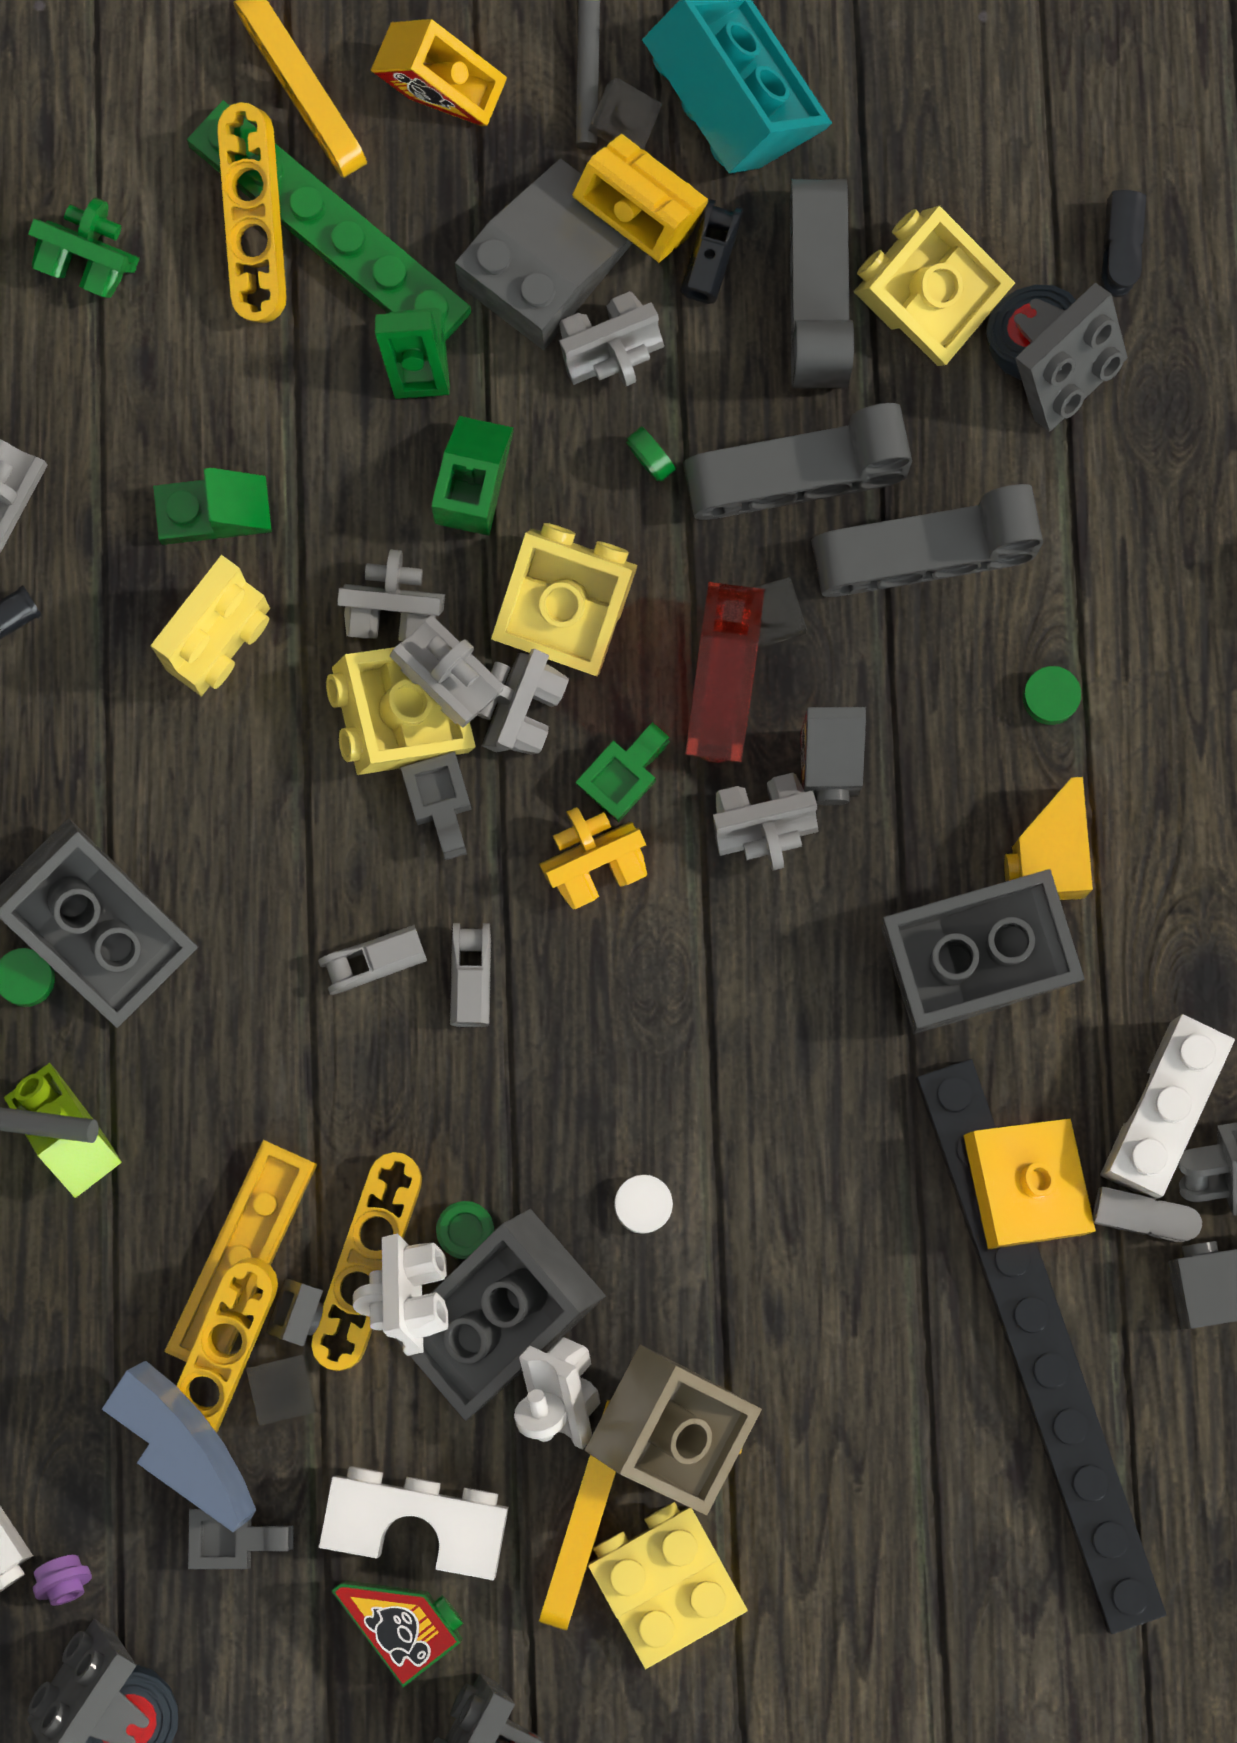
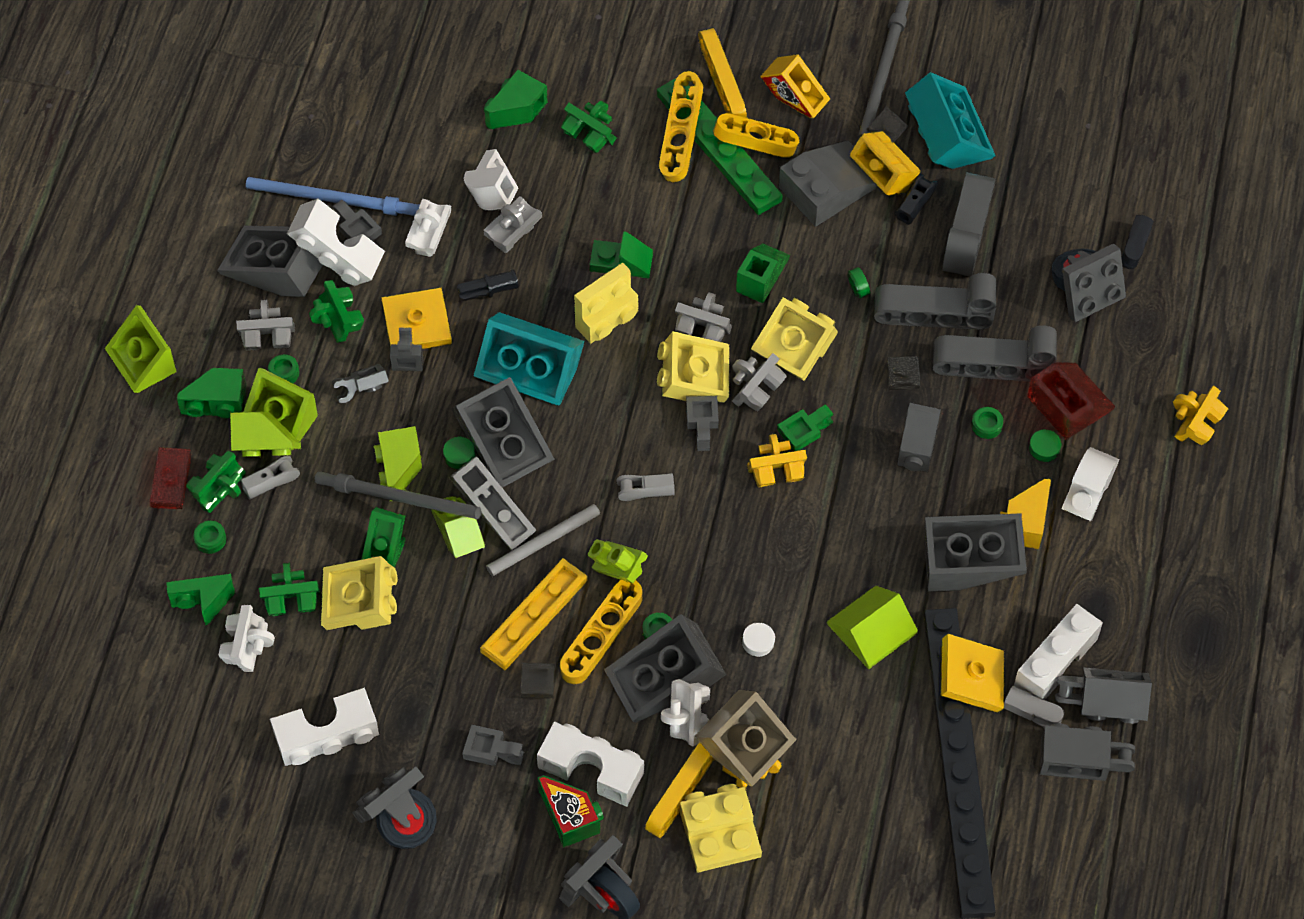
camera: 15 degrees right, 20 degrees down
(61, 1580) = (392, 744): medium lavender plate -> none
(98, 759) = (532, 355): none -> teal slope
(108, 1067) = (496, 506): none -> light grey slope
(181, 1445) = (477, 682): sand blue slope -> none
(219, 1110) = (543, 540): none -> light grey bar
(221, 1367) = (511, 659): yellow beam -> none
(296, 1312) = (557, 643): dark grey plate -> none
(361, 1129) = (617, 560): none -> lime hips
(378, 213) = (736, 137): none -> yellow beam
(395, 1293) = (618, 640): white hips -> none
(414, 352) = (747, 205): green slope -> none
(447, 671) = (724, 349): light grey hips -> none
(470, 983) = (695, 507): light grey bar -> none
(613, 344) = (852, 227): light grey hips -> none
(725, 672) = (870, 389): clear red slope -> none
(765, 826) = (874, 467): light grey hips -> none
(834, 1125) = (874, 625): none -> lime slope
(932, 283) = (1029, 236): light yellow plate -> none
(940, 675) = (987, 422): none -> green tile
(1076, 595) = (1068, 398): none -> clear red slope
(1151, 755) = (1090, 483): none -> white brick

